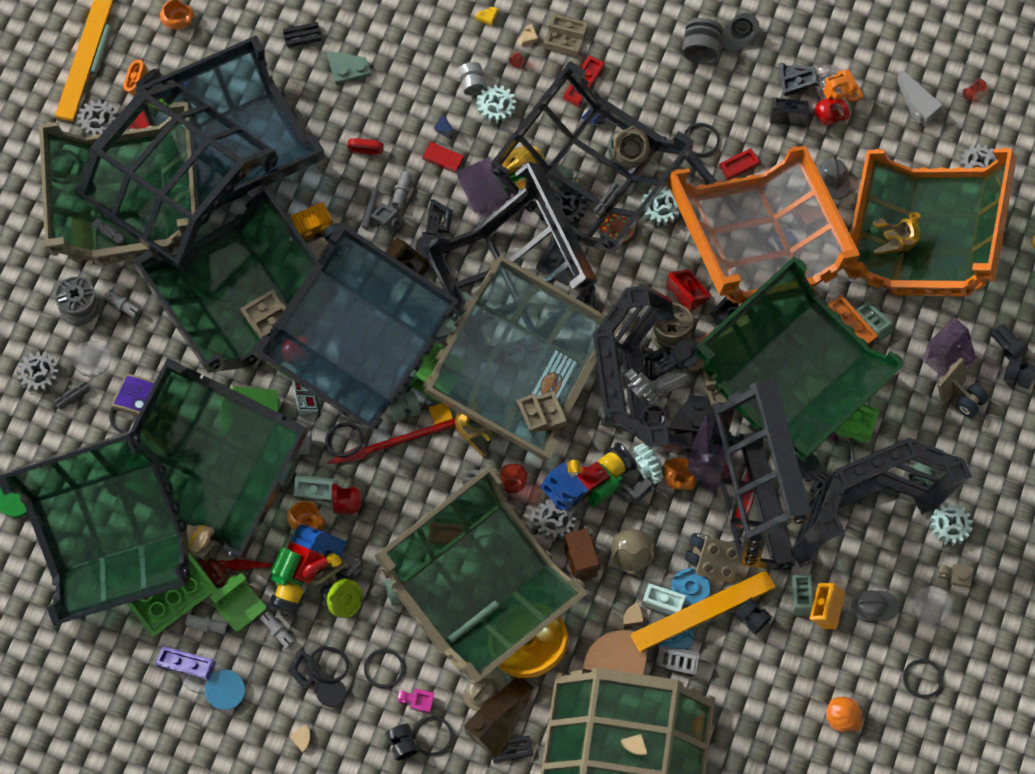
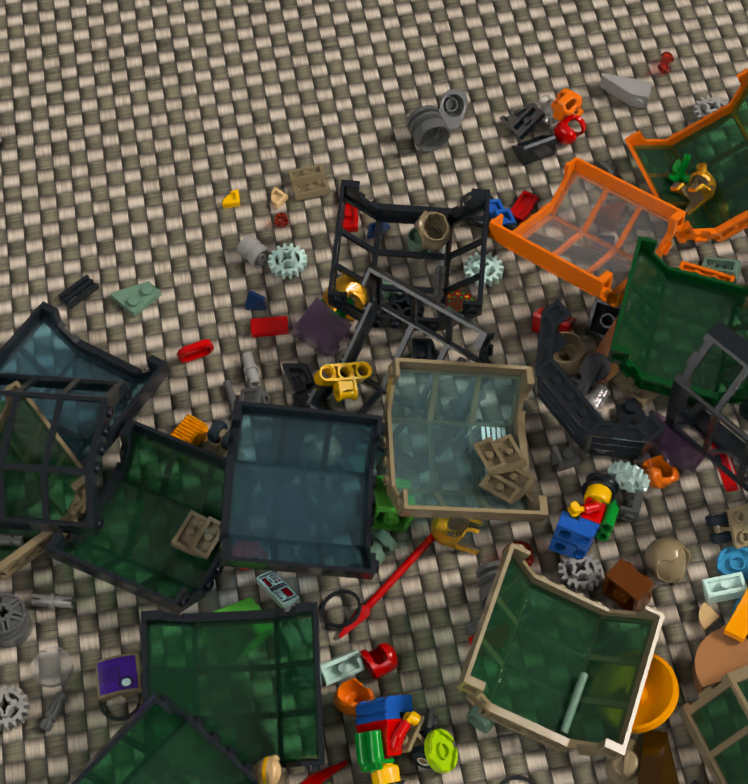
camera: 25 degrees left, 10 degrees down
(440, 413) = (412, 537): light orange tile -> none
(465, 247) = (343, 386): none -> yellow piece
(551, 384) = (500, 455): none -> dark tan slope
(710, 158) = (497, 208): none -> blue slope
(901, 206) = (679, 170): none -> green plant

